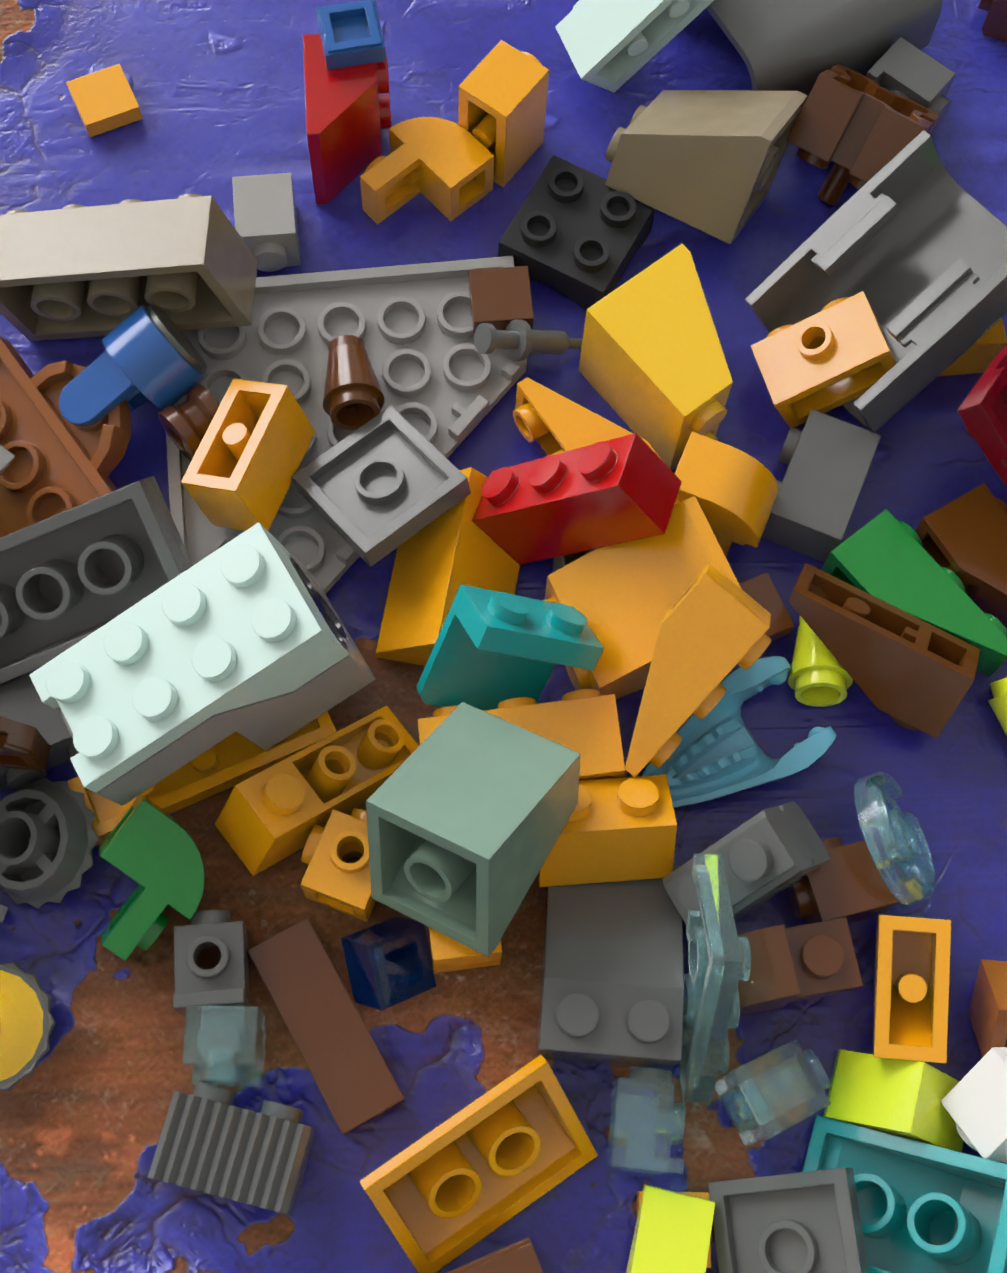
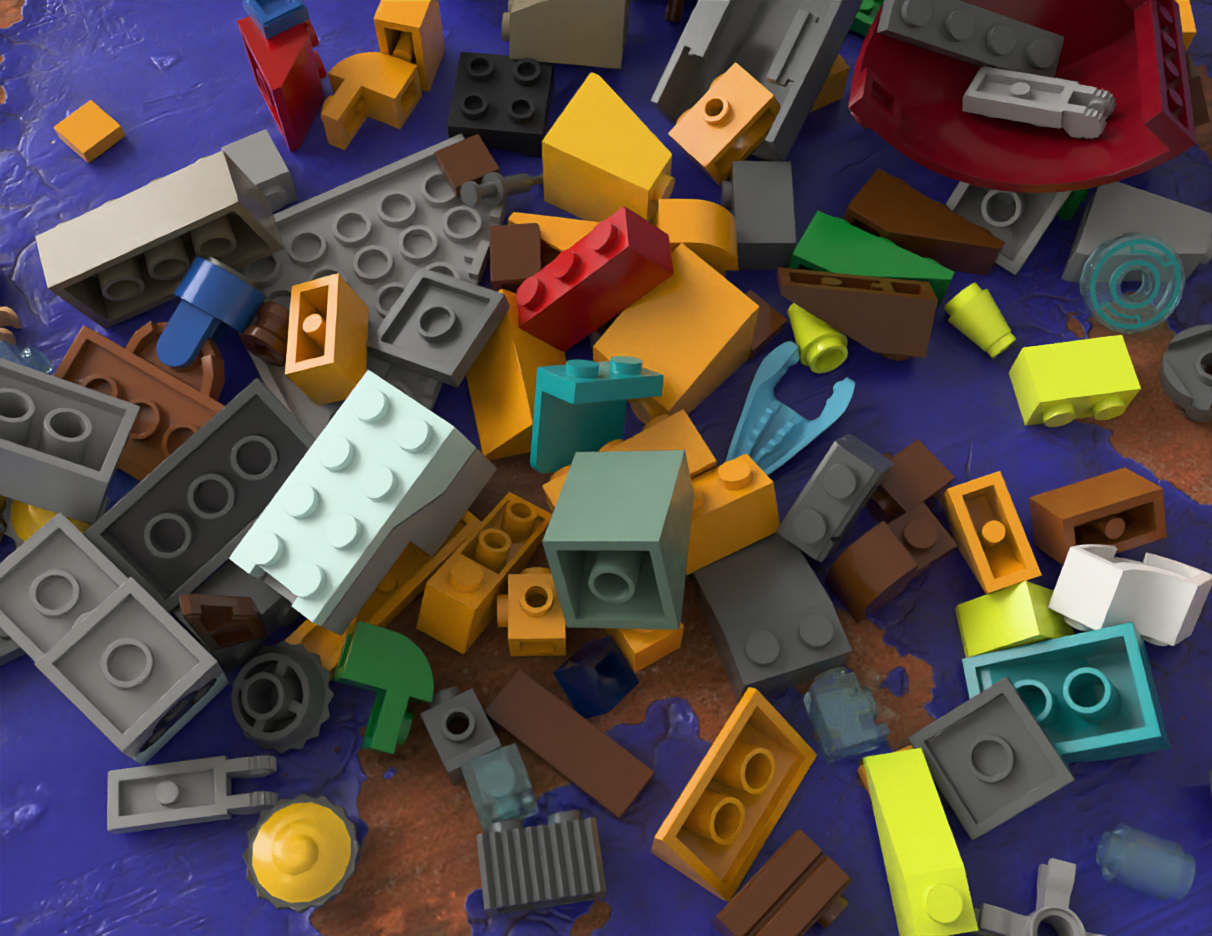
camera: 20 degrees left, 5 degrees down
(351, 385) = (382, 264): reddish brown cone -> none
(505, 430) = (514, 254): none -> reddish brown panel
(695, 649) = (732, 351): light orange slope -> none
(711, 994) = (850, 566): clear light blue wing -> none
(774, 1092) = (924, 652): clear light blue slope -> none
(894, 838) = (930, 435): clear light blue tile -> none

